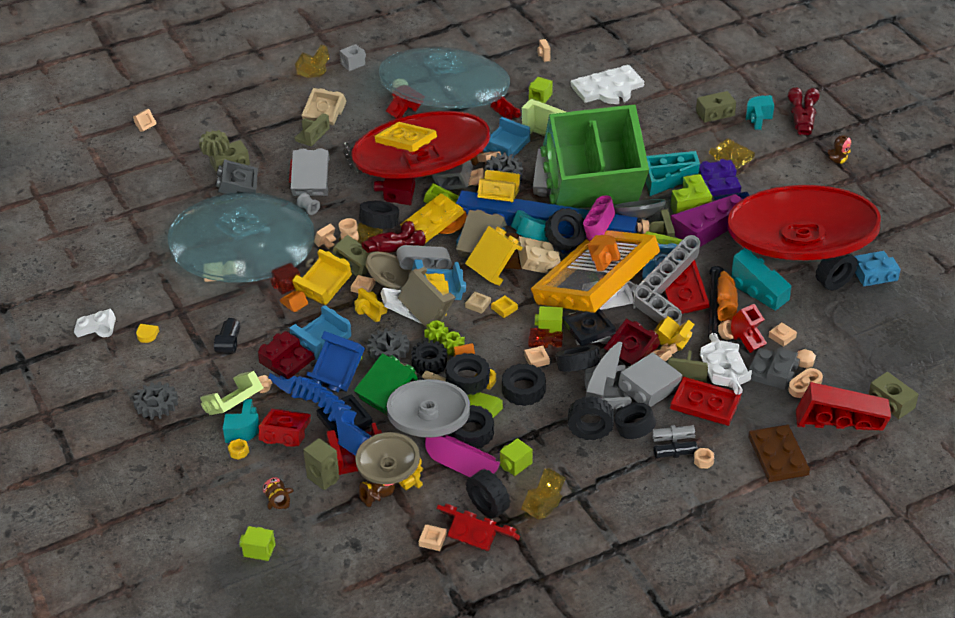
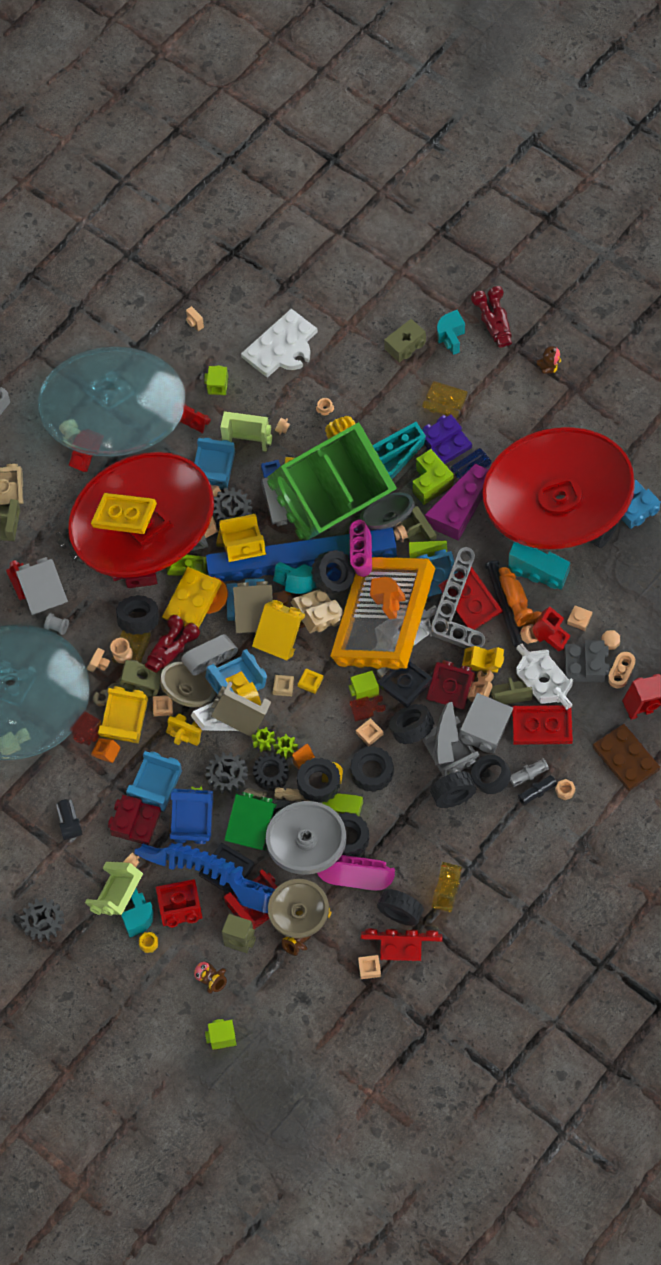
camera: 20 degrees left, 20 degrees up
(516, 457) = (402, 854): lime brick -> none

